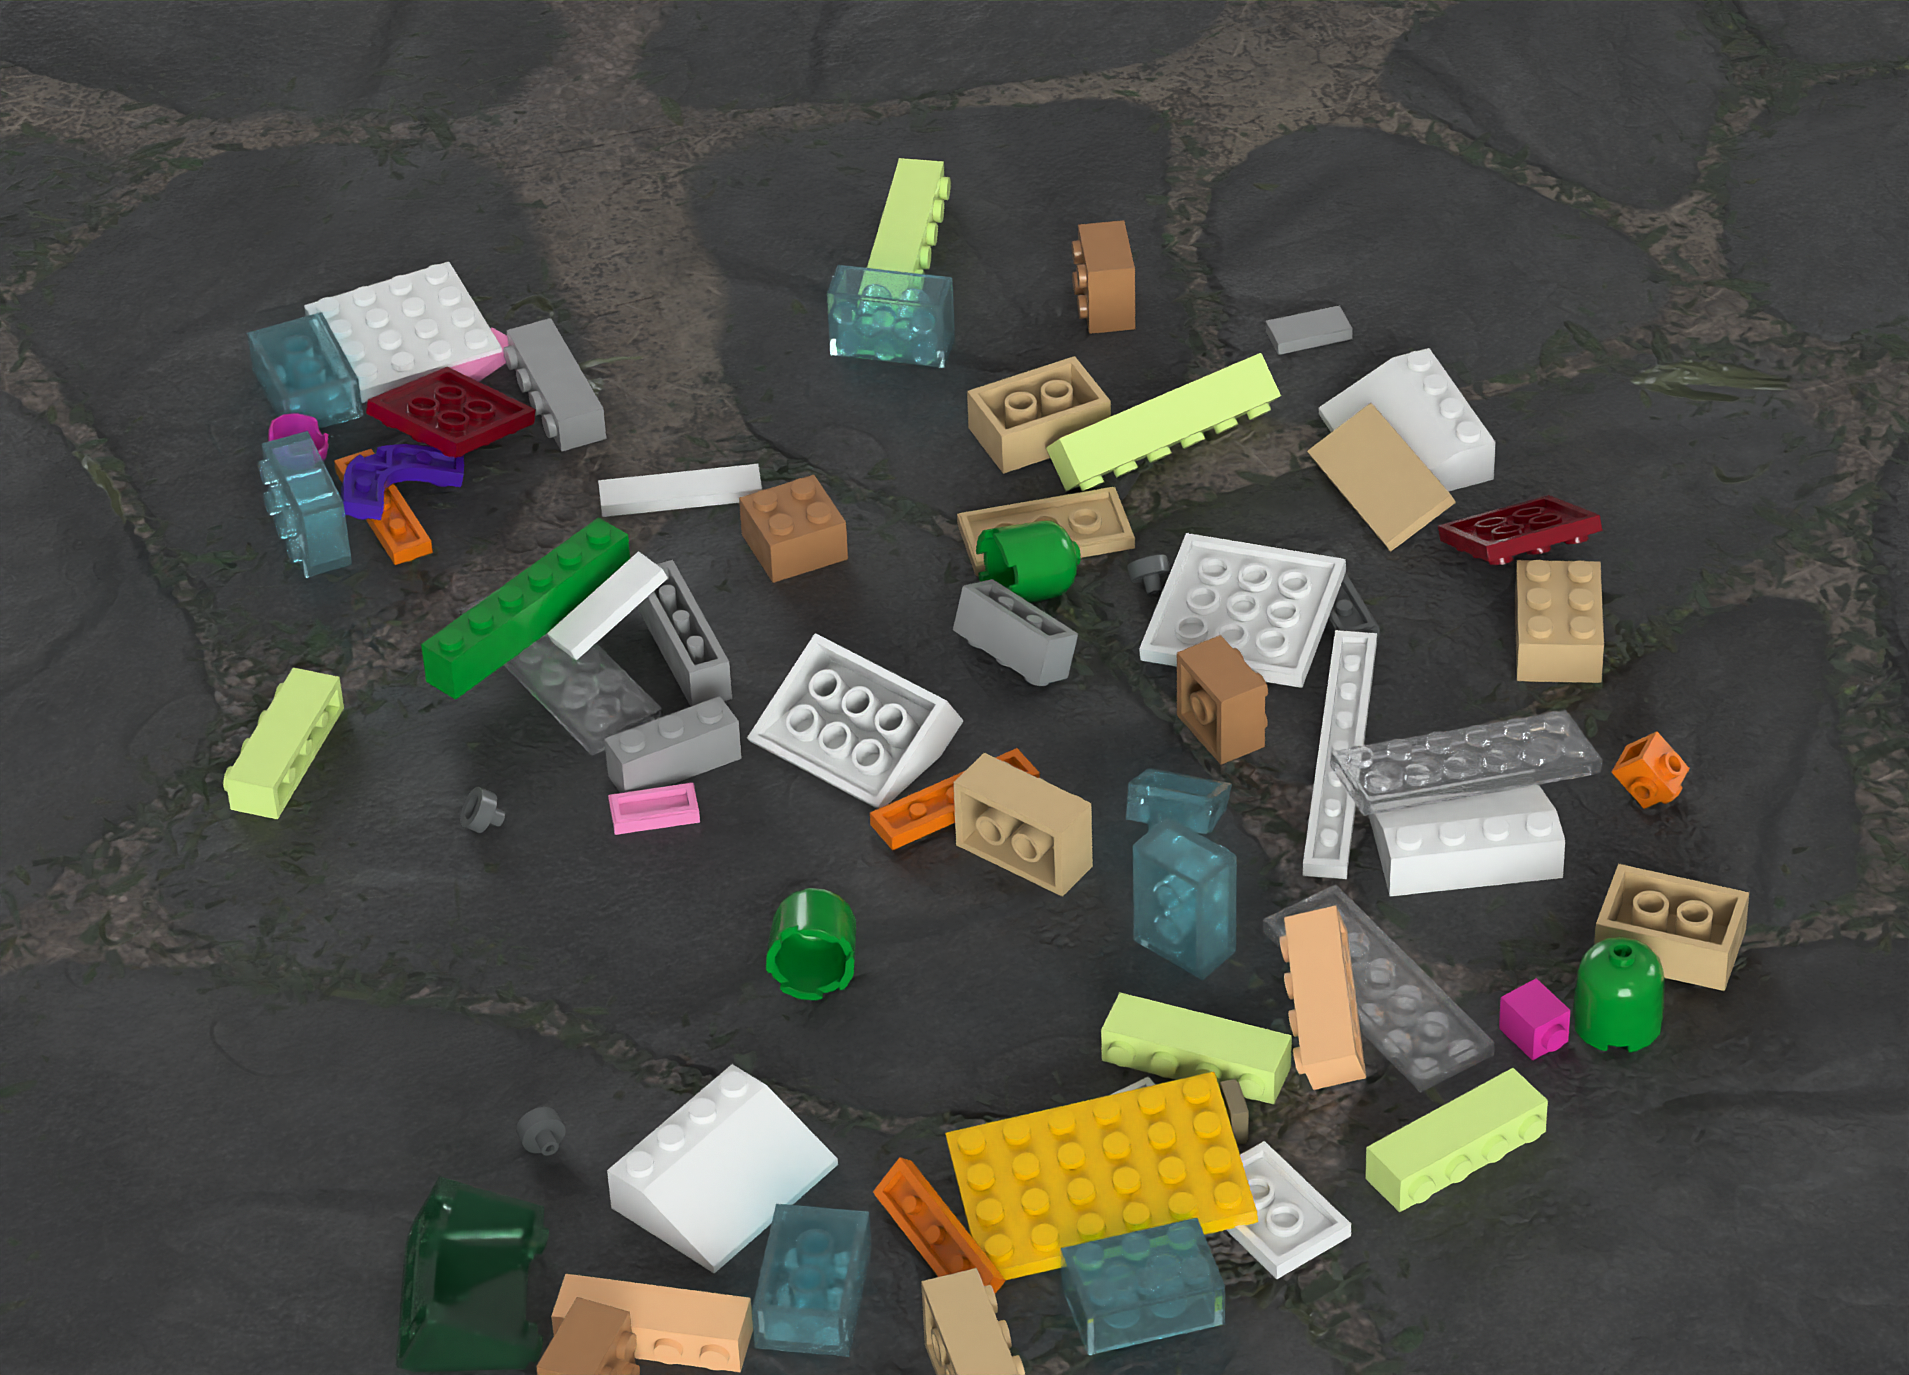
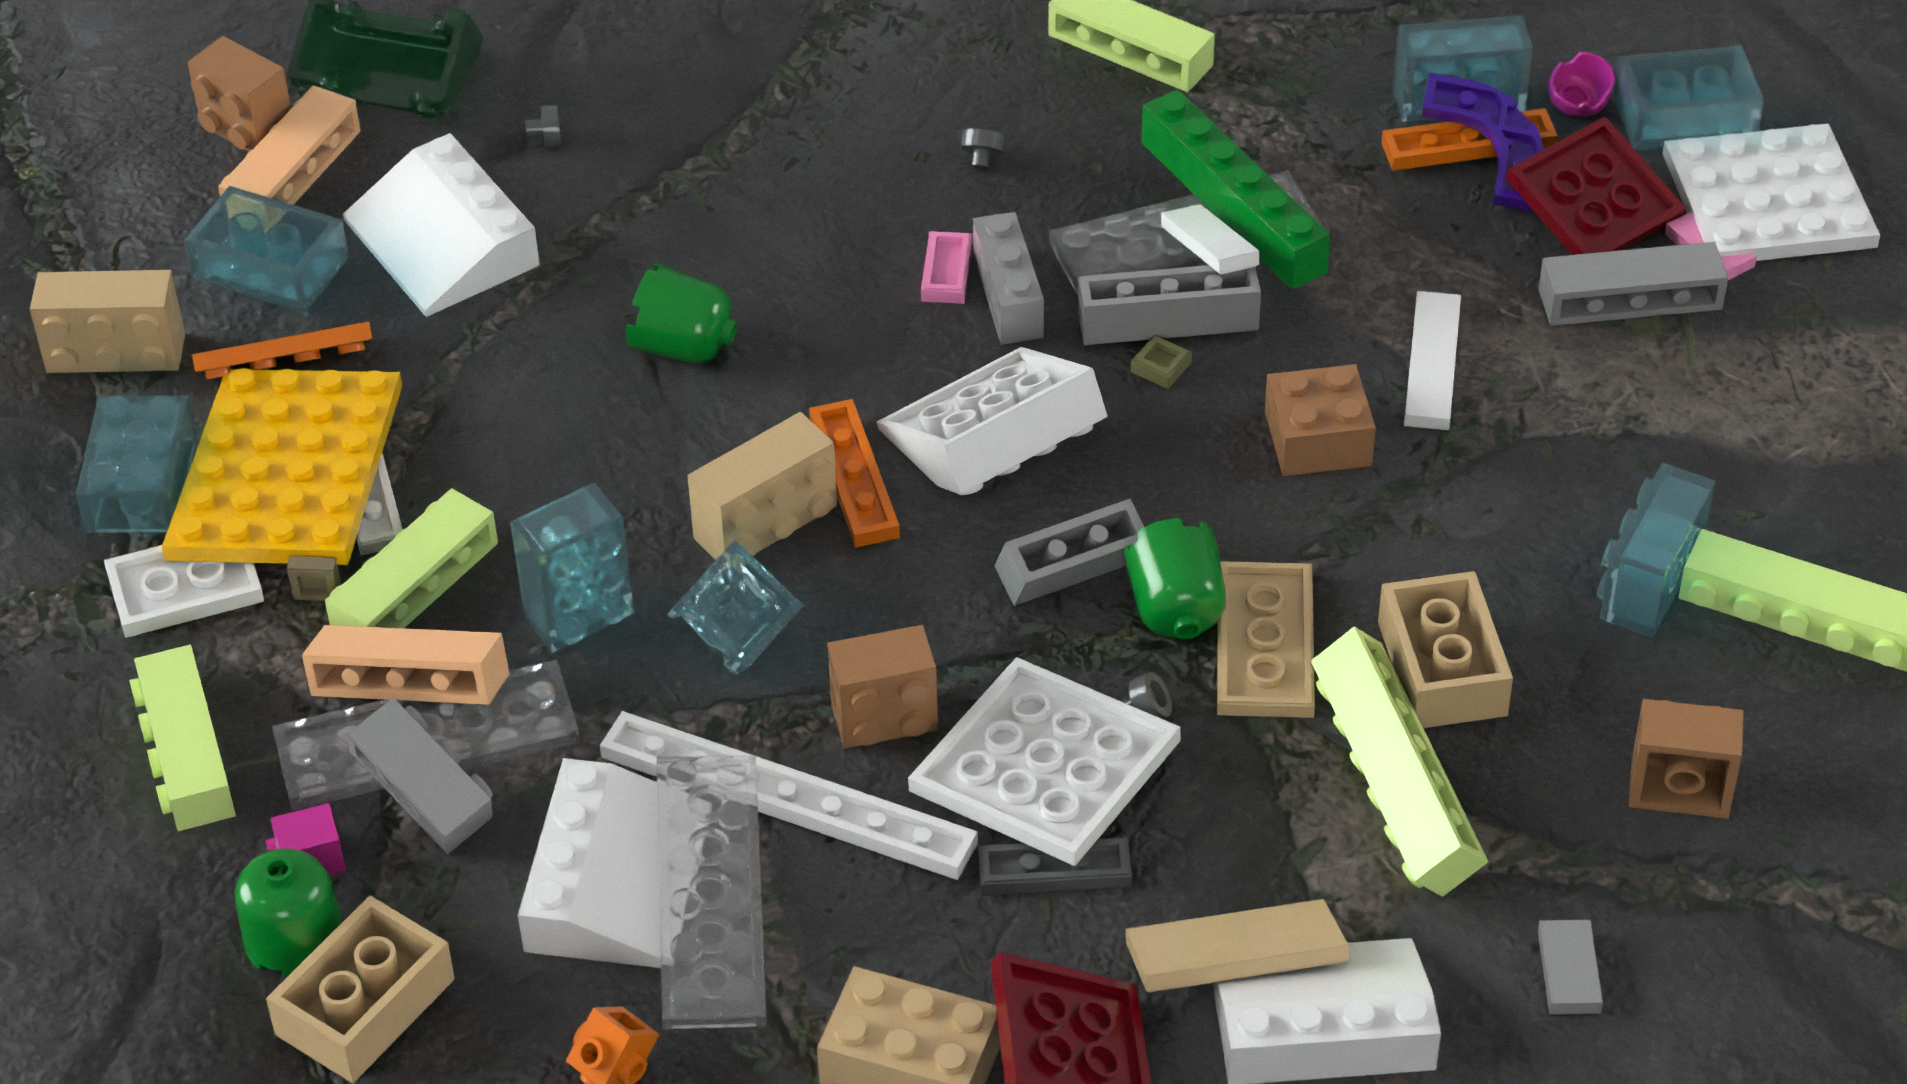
camera: 105 degrees right, 5 degrees up
(740, 646) = (1161, 362): none -> olive tile
(1441, 950) = (422, 774): none -> light grey brick

